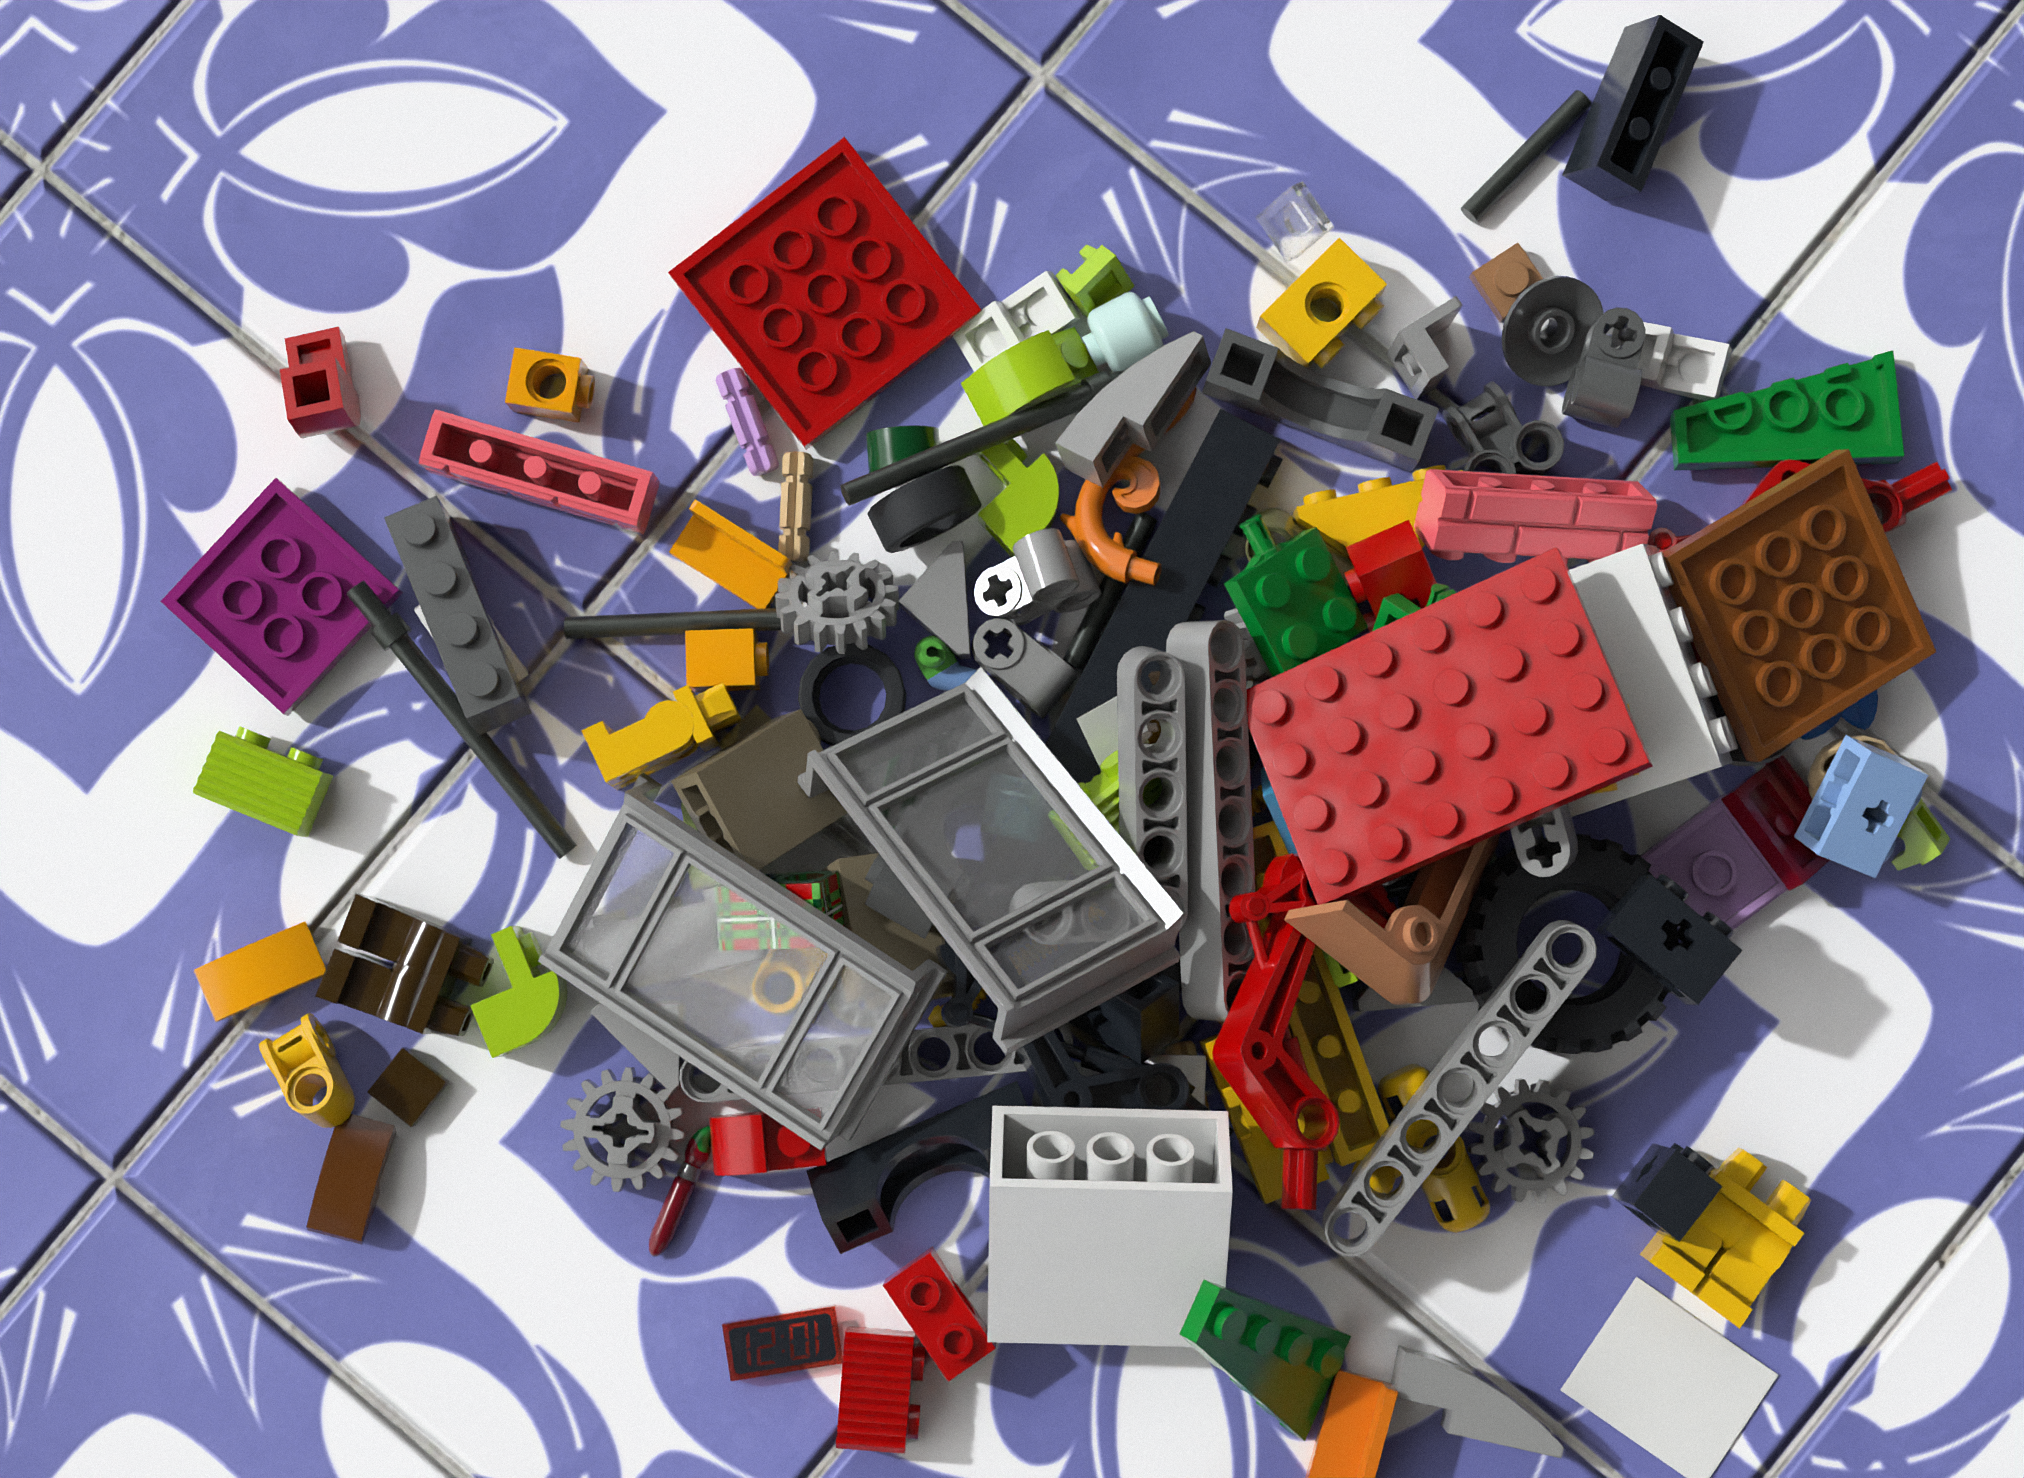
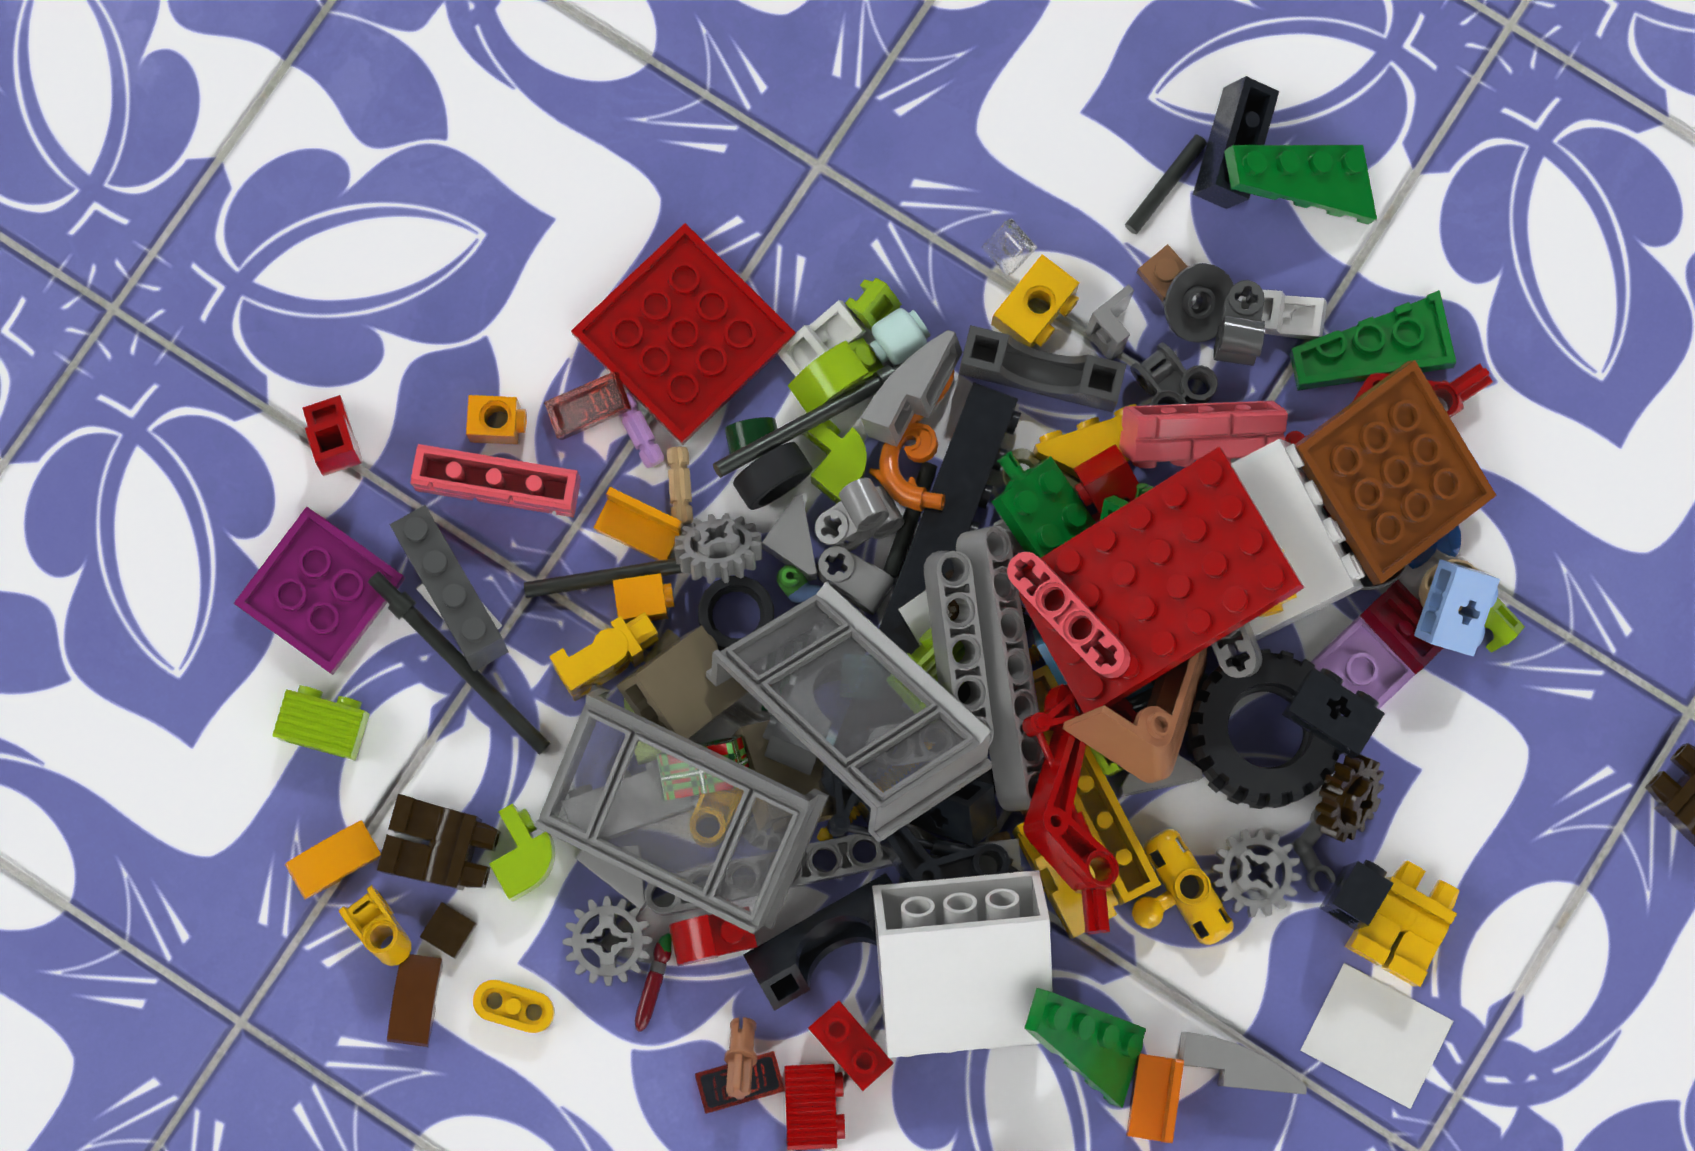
camera: 15 degrees left, 5 degrees down
(486, 1204) = (514, 1006): none -> yellow plate
(680, 380) = (587, 405): none -> clear red tile
(786, 1313) = (740, 1058): none -> nougat axle
(1309, 762) = (1065, 617): none -> coral beam
(1451, 1116) = (1217, 823): light grey beam -> none
(1601, 1111) = (1303, 847): none -> dark grey arm
(1674, 1054) = (1349, 797): none -> dark brown gear
(1727, 166) = (1308, 175): none -> green wing

